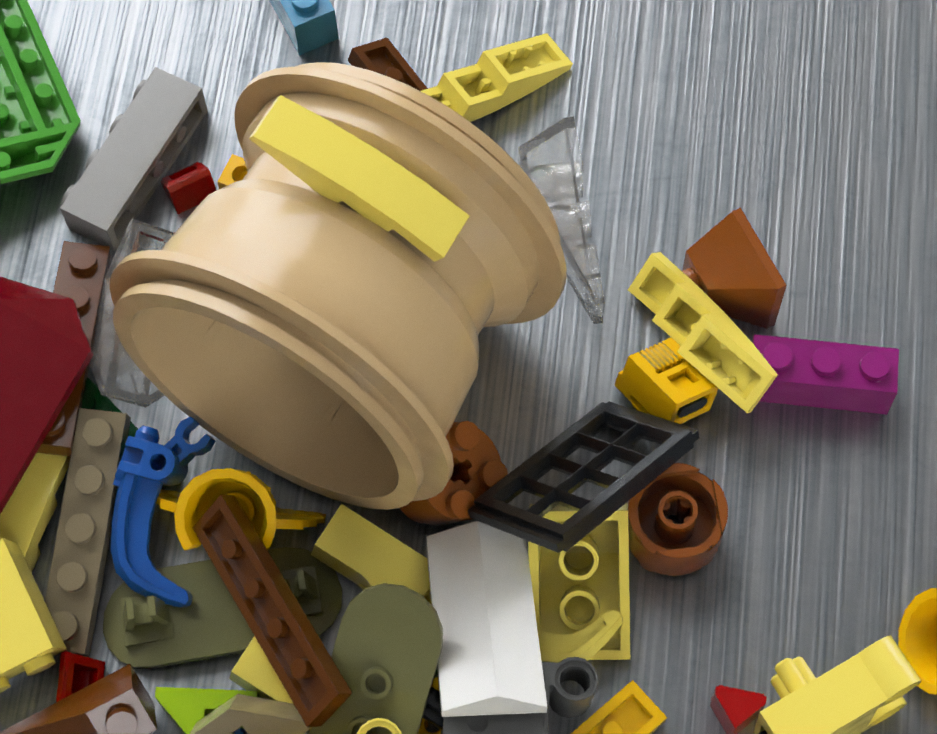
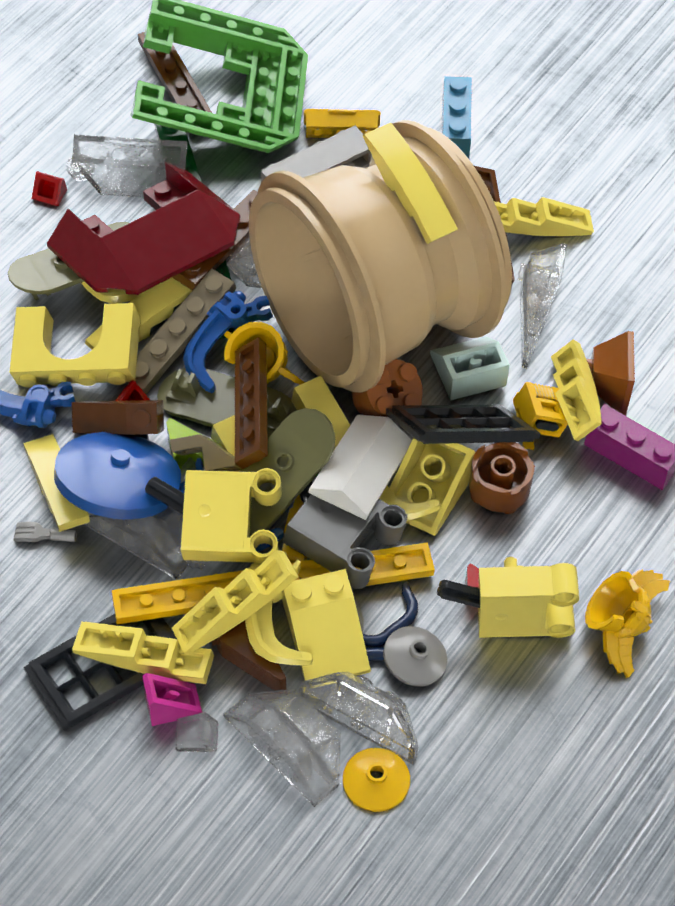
camera: 25 degrees right, 10 degrees down
(123, 70) = (335, 120): none -> yellow piece
(533, 365) = (471, 367): none -> light aqua slope

